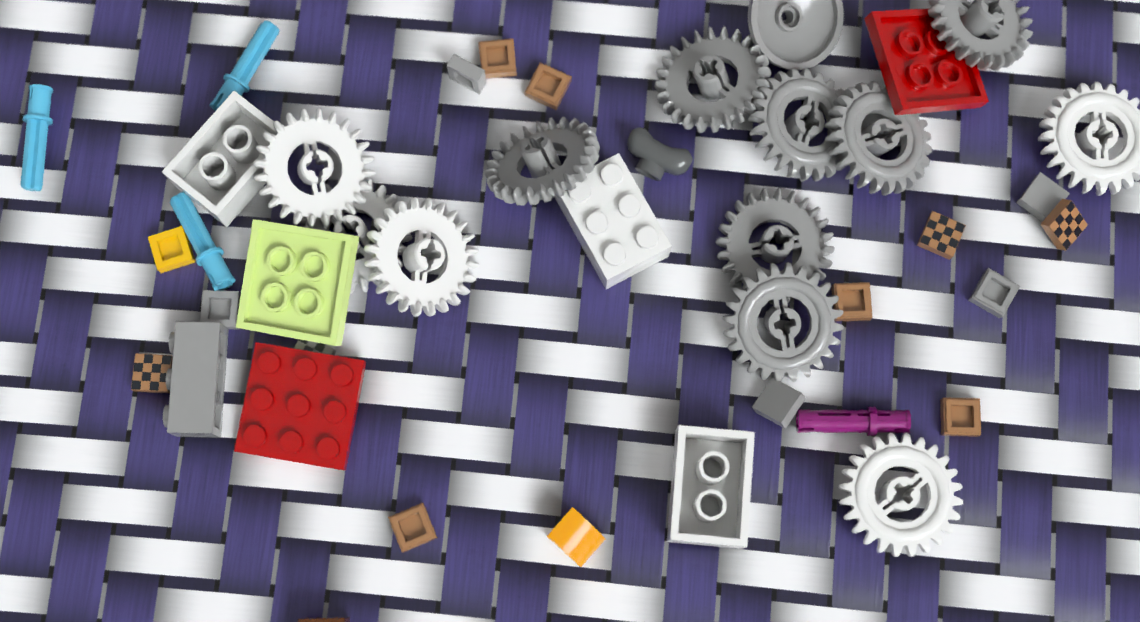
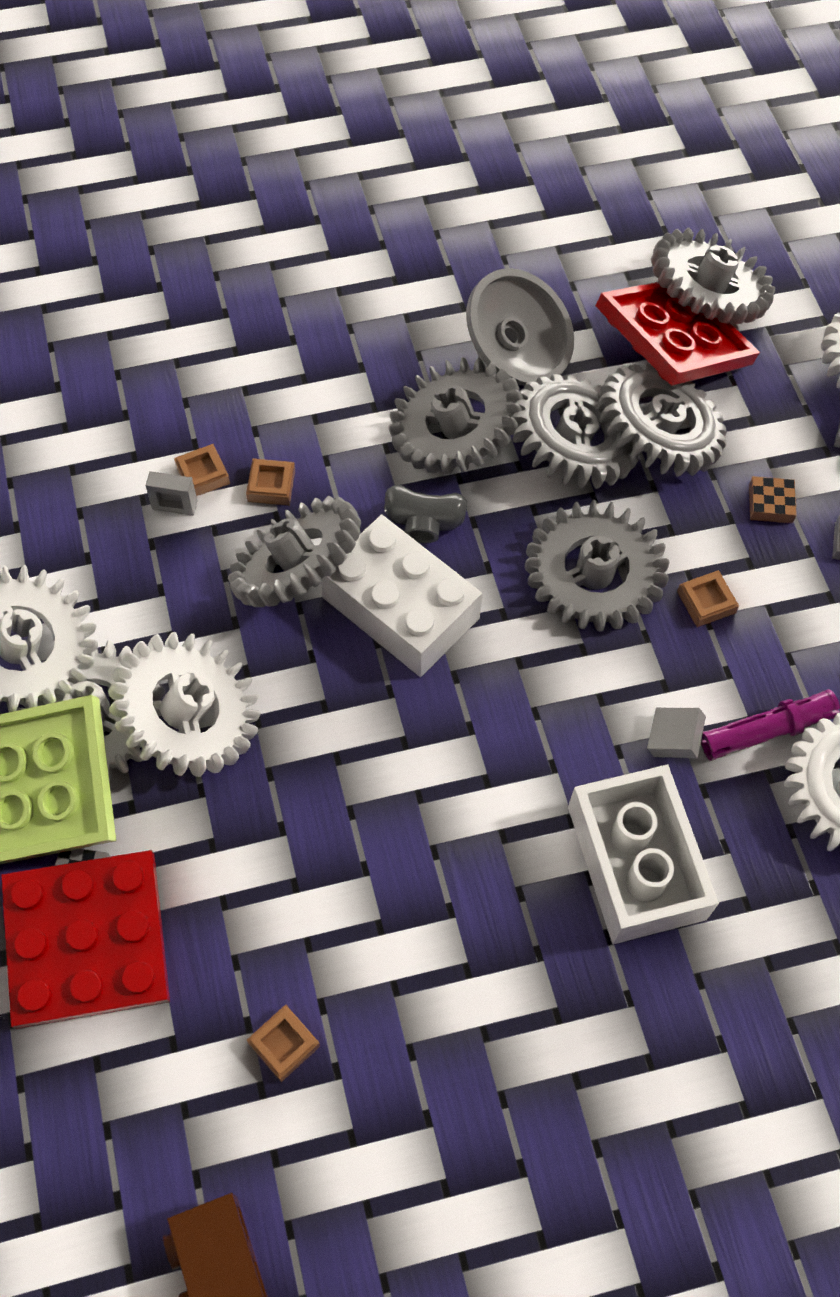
camera: 20 degrees left, 15 degrees down
(576, 537) = (498, 977): light orange brick -> none
(776, 287) = (667, 677): light grey gear -> none

